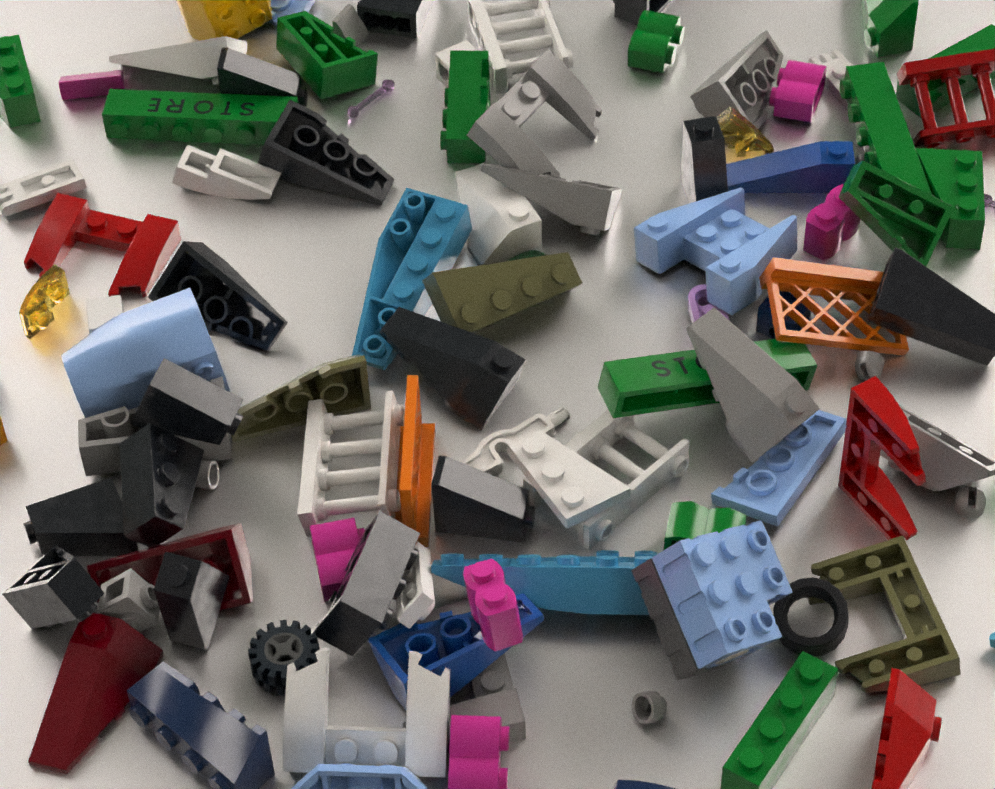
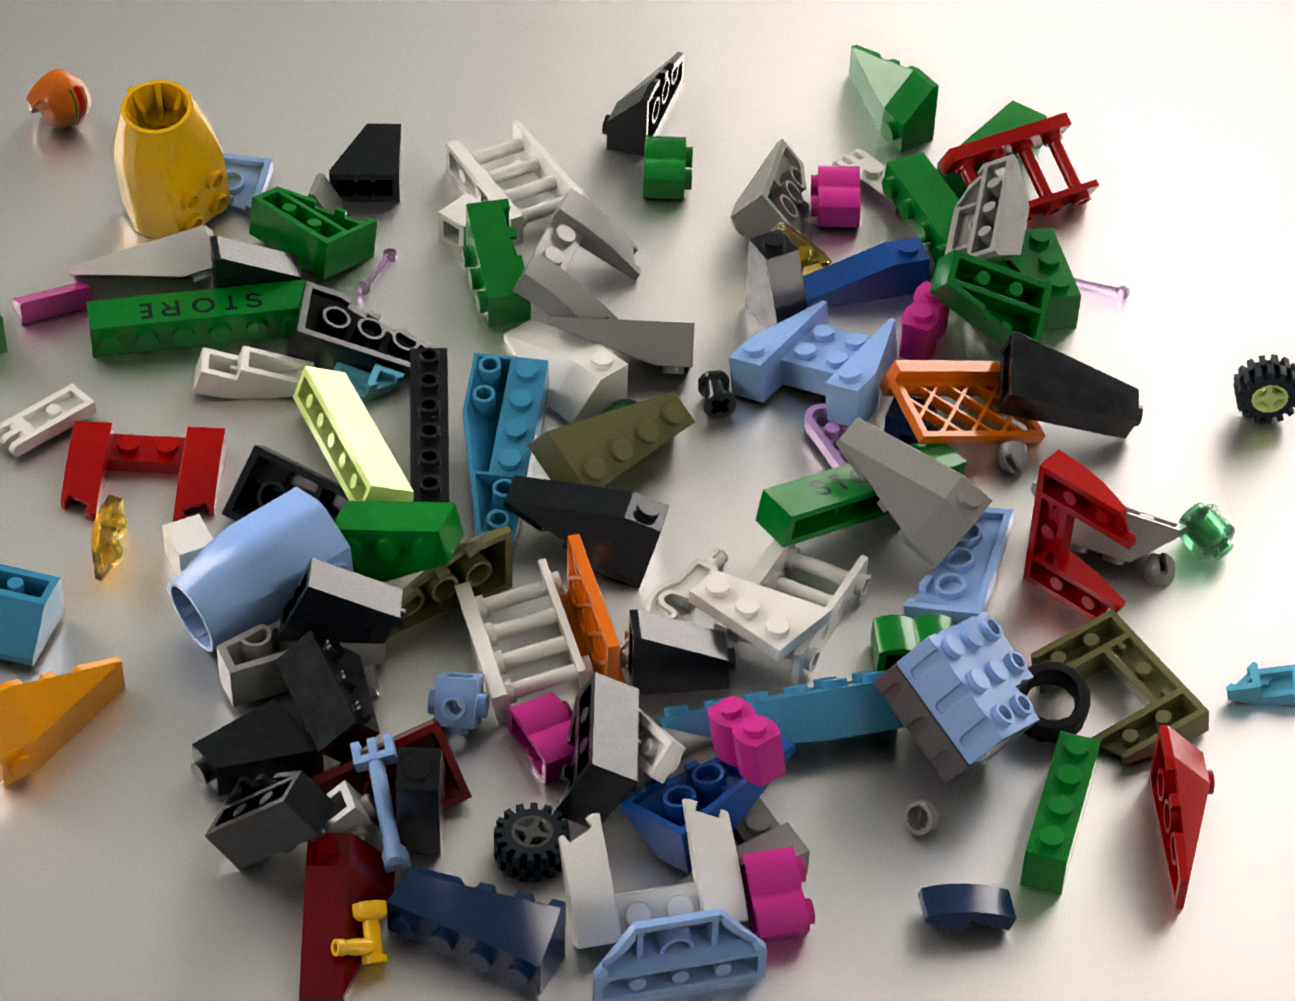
camera: 20 degrees left, 5 degrees down
(102, 729) = (370, 946): none -> yellow piece
(154, 552) = (375, 762): none -> light blue hinge
(265, 348) = (399, 537): none -> green wedge
(270, 510) = (465, 689): none -> light blue brick
(274, 256) = (349, 438): none -> yellowish green brick
(313, 199) = (371, 384): none -> medium azure slope
(346, 262) = (429, 425): none -> black brick
(617, 263) = (715, 389): none -> black bush
(921, 132) = (991, 213): none -> light grey wedge

